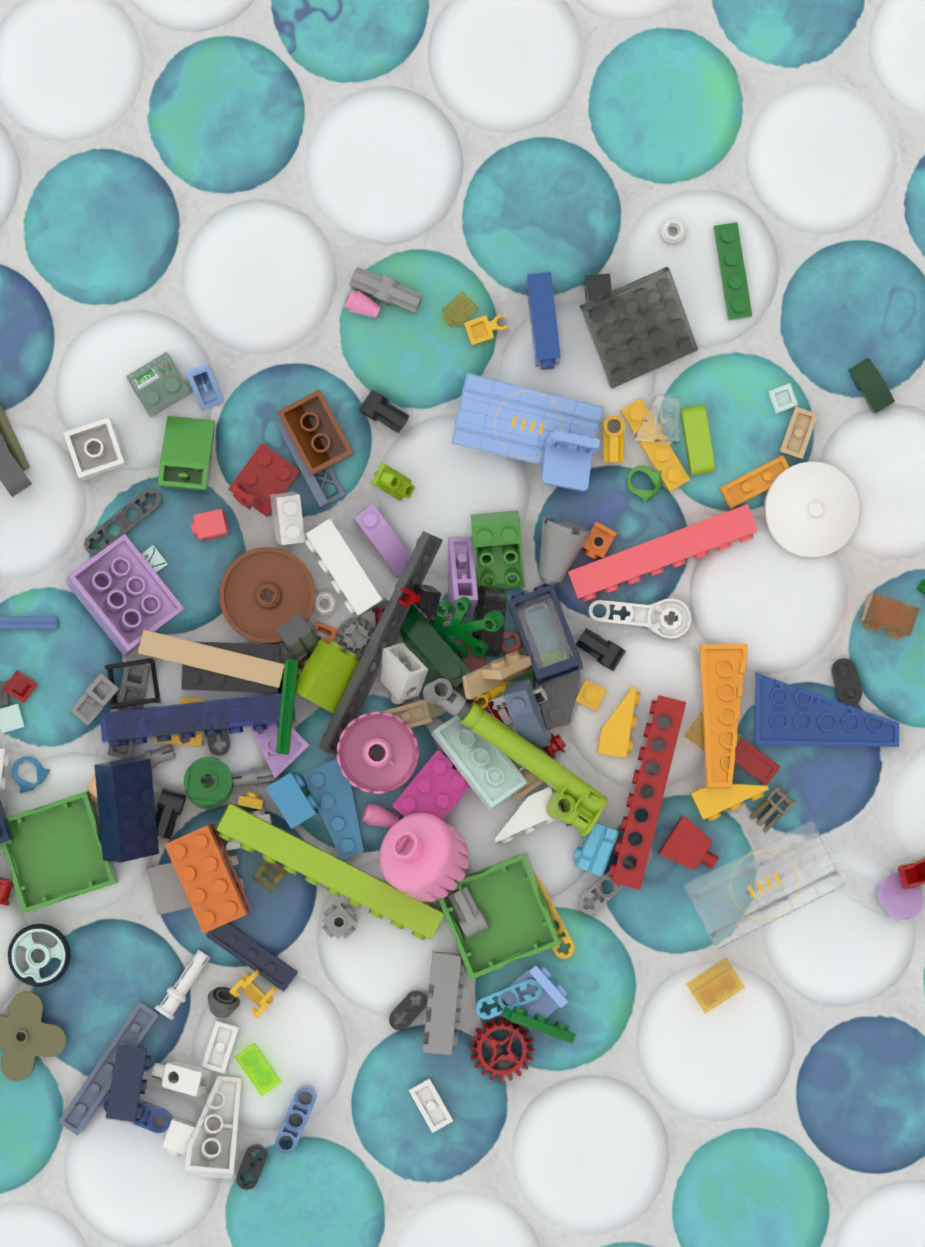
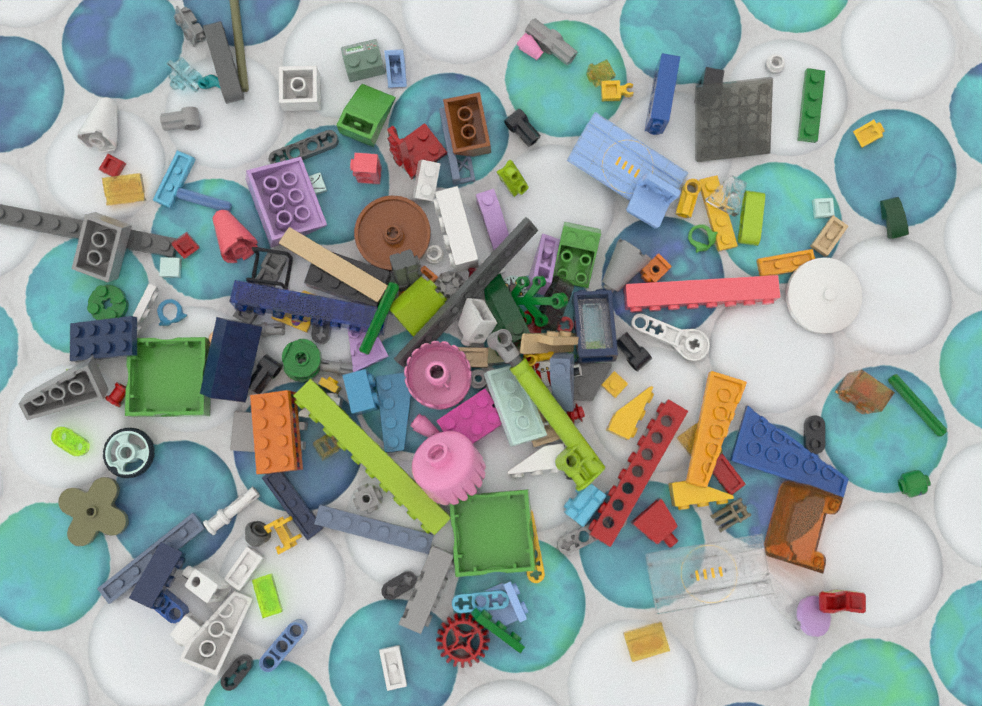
camera: 20 degrees right, 5 degrees down
(74, 658) = (232, 237): none -> coral cone
(94, 699) = (241, 269): light grey slope -> none
(358, 954) = (373, 529): none -> sand blue plate
(423, 596) = (511, 268): black piece -> none
(425, 731) = (478, 385): none -> light grey plate
(471, 917) = (471, 527): light grey piece -> none
(813, 287) = (869, 133): none -> yellow bracket
(857, 796) = (798, 524): none -> clear orange windscreen

